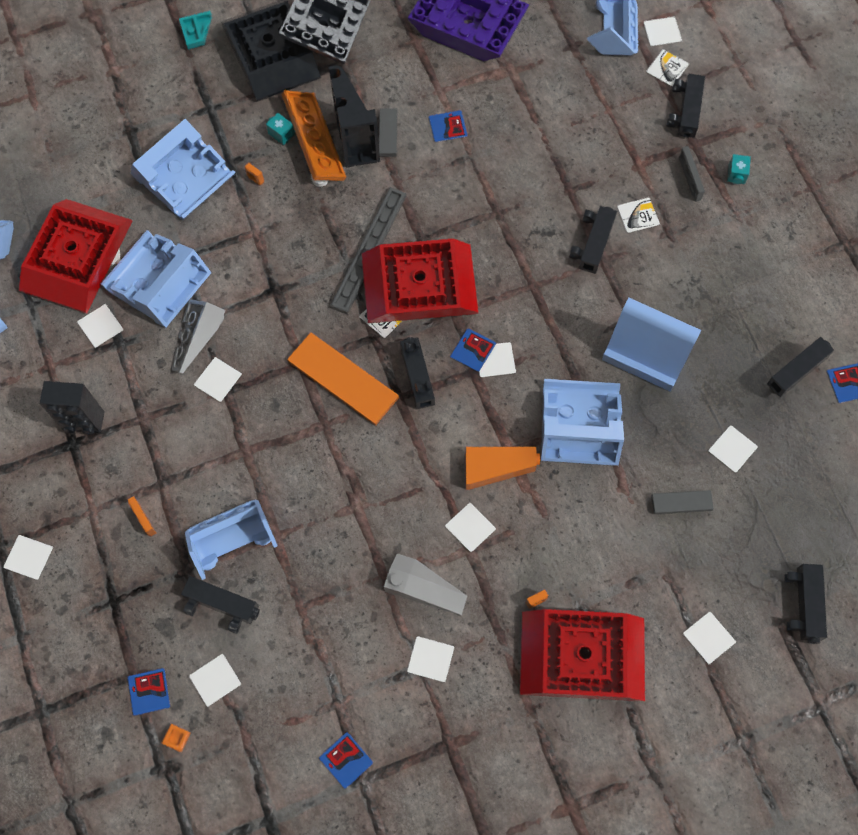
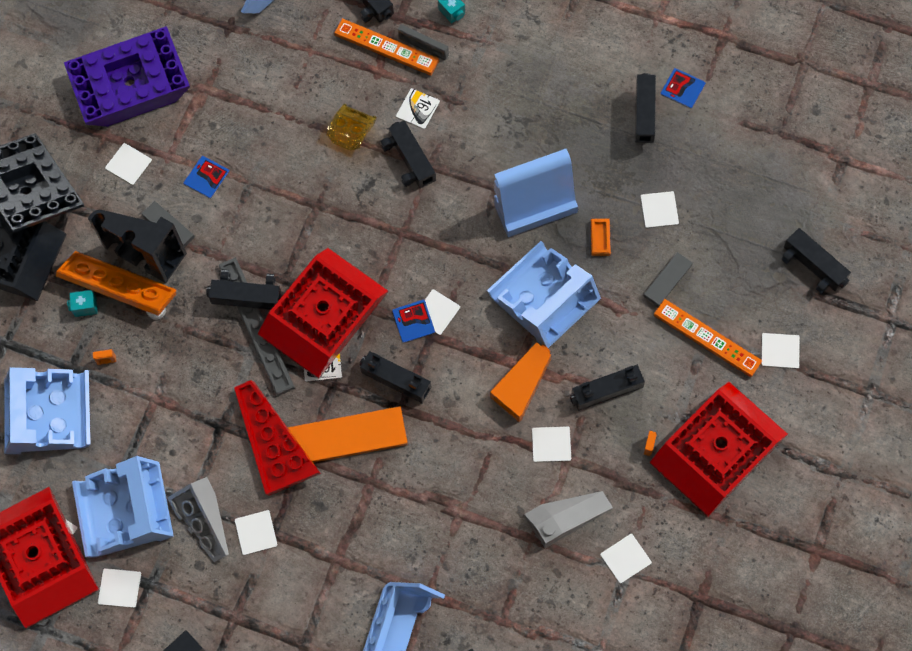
camera: 45 degrees left, 0 degrees up
(288, 338) = (275, 449): none -> red wing
(381, 219) = (244, 294): none -> black brick
(409, 71) = (128, 163): none -> white sticker
(551, 529) = (607, 387): none -> black brick
(576, 182) = (350, 128): none -> clear yellow slope
(663, 155) = (386, 47): none -> orange tile
(664, 573) = (708, 338): none -> orange tile
(666, 424) = (600, 237): none -> orange tile

